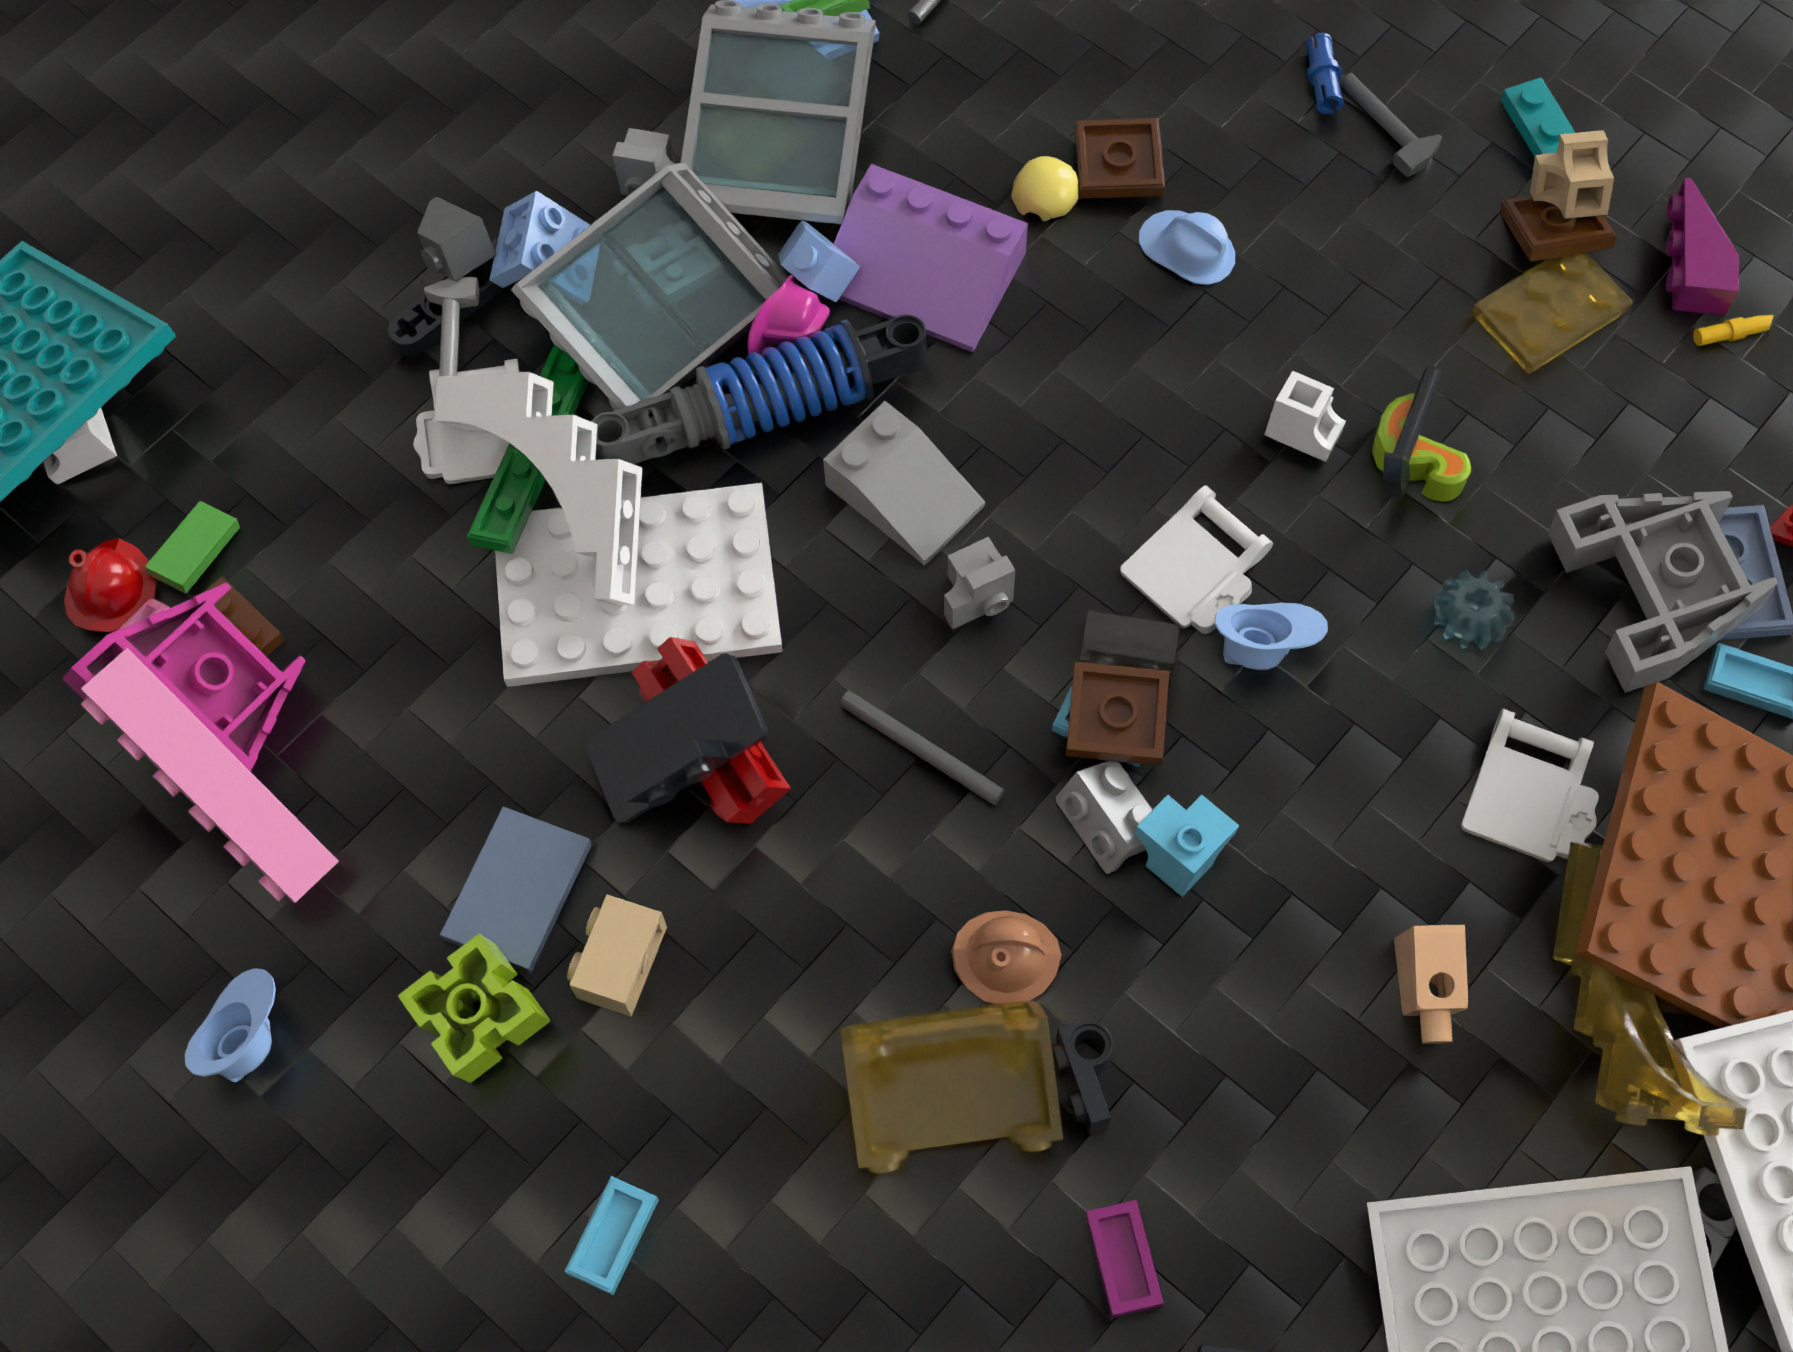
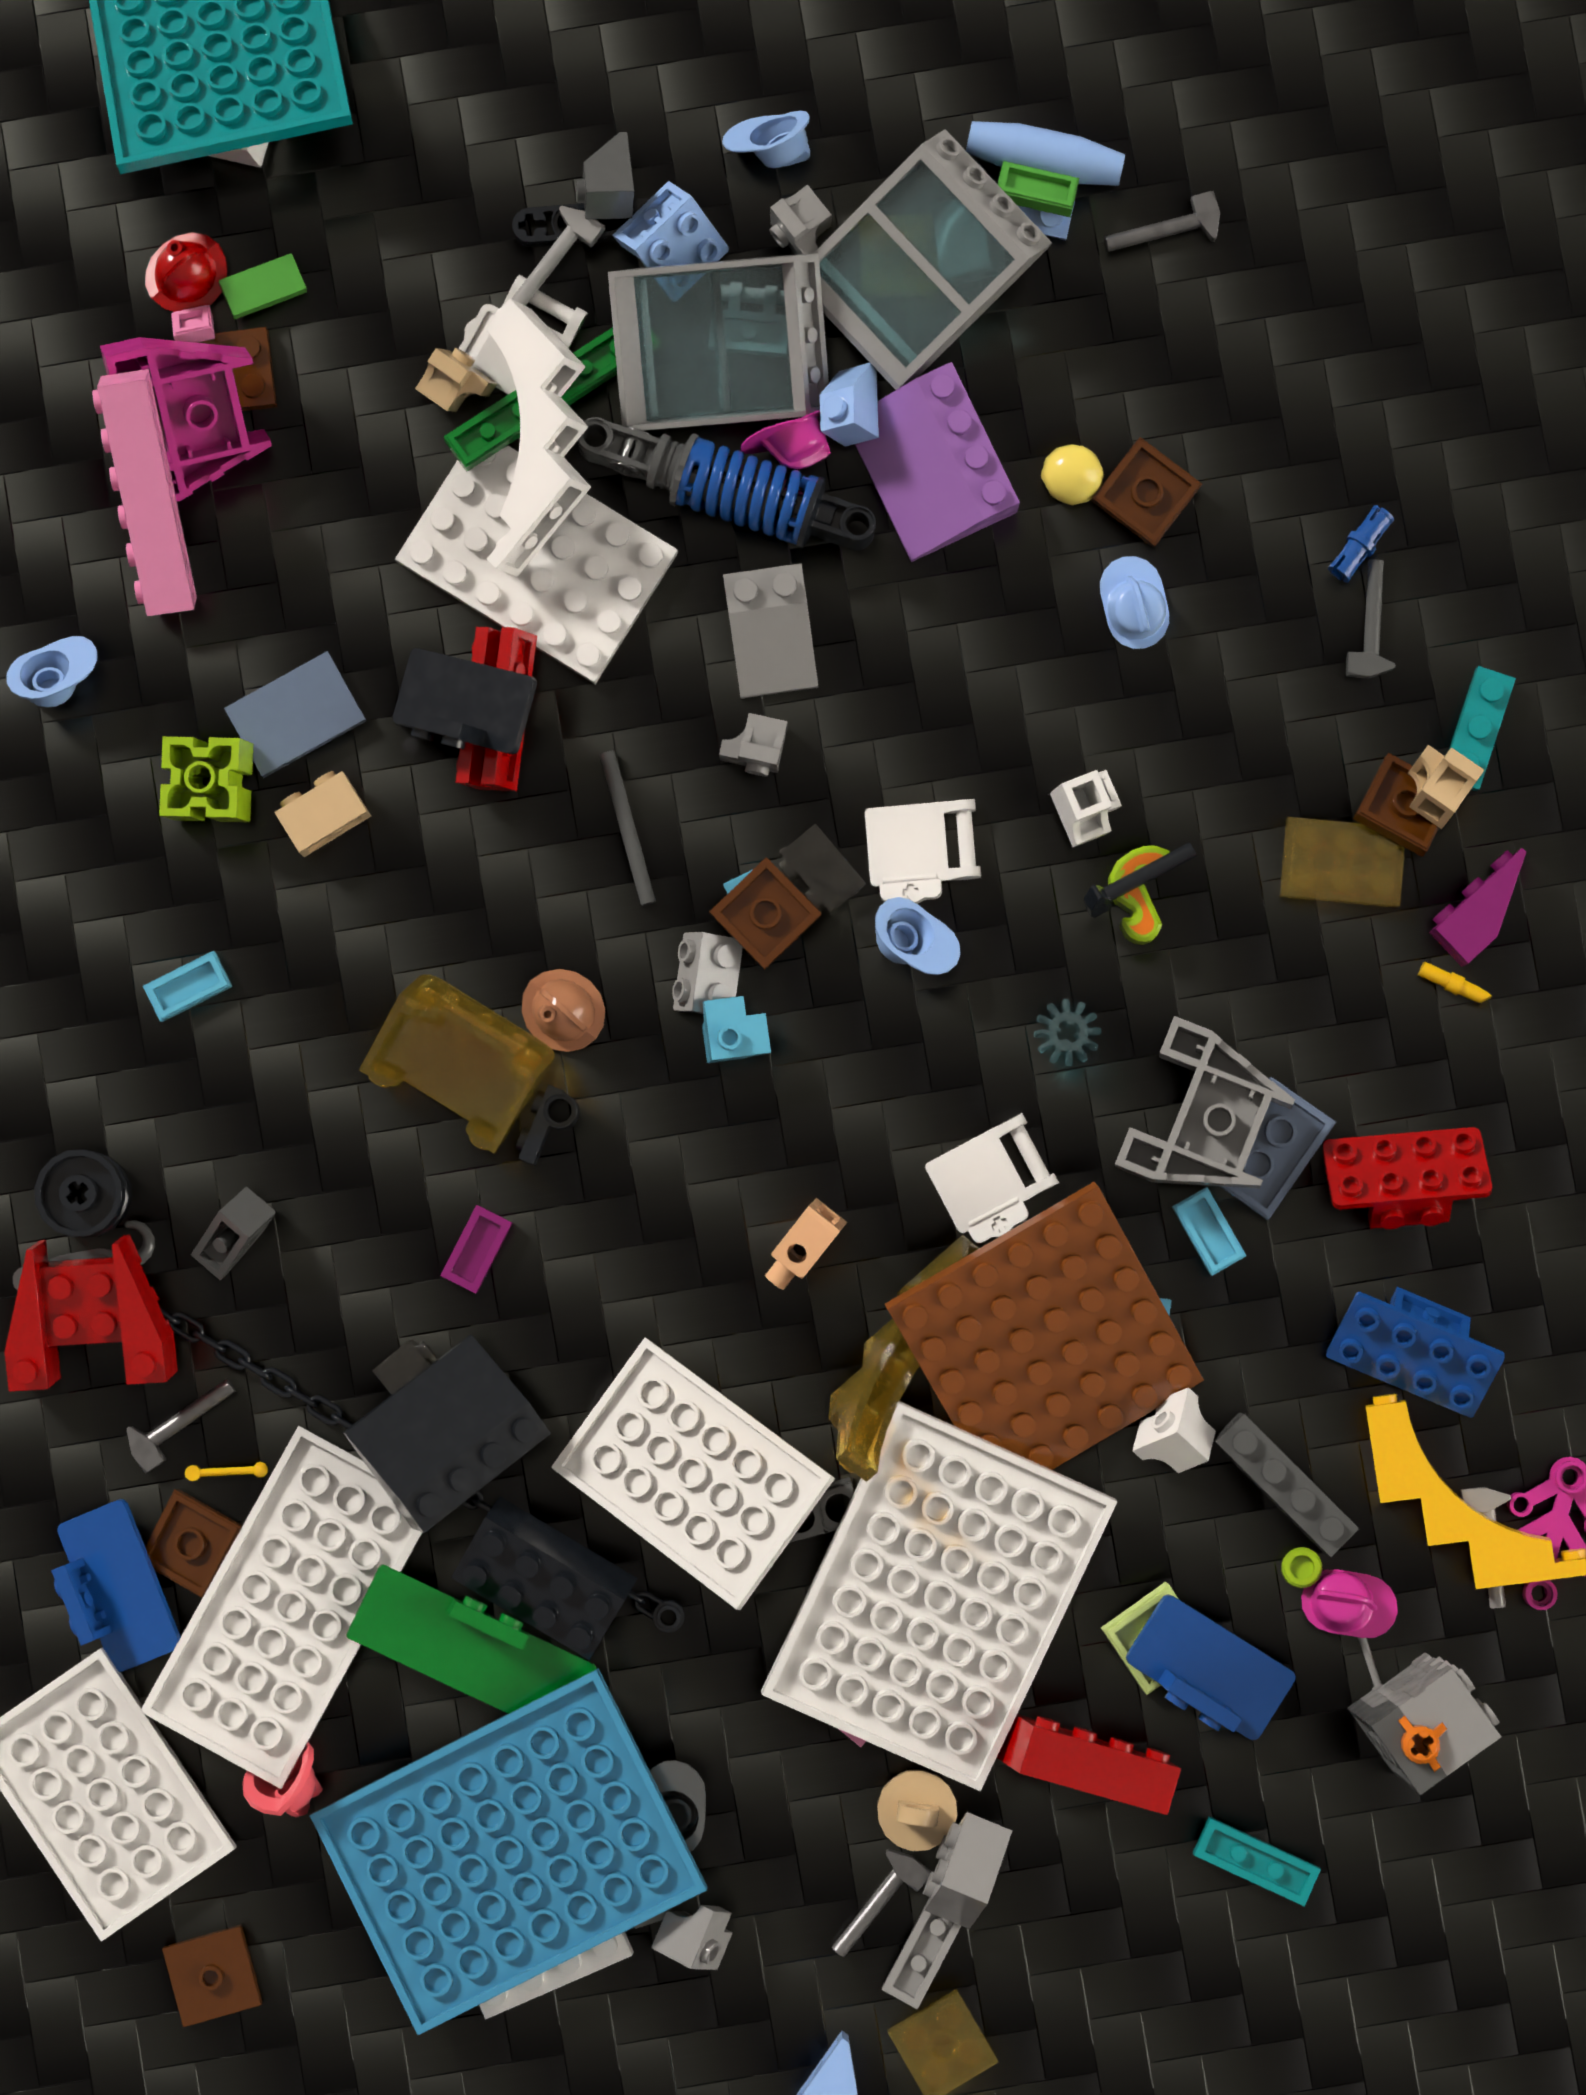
camera: 40 degrees right, 20 degrees up
(437, 489) = (452, 379): none -> tan brick
(574, 125) = (773, 138): none -> light blue piece

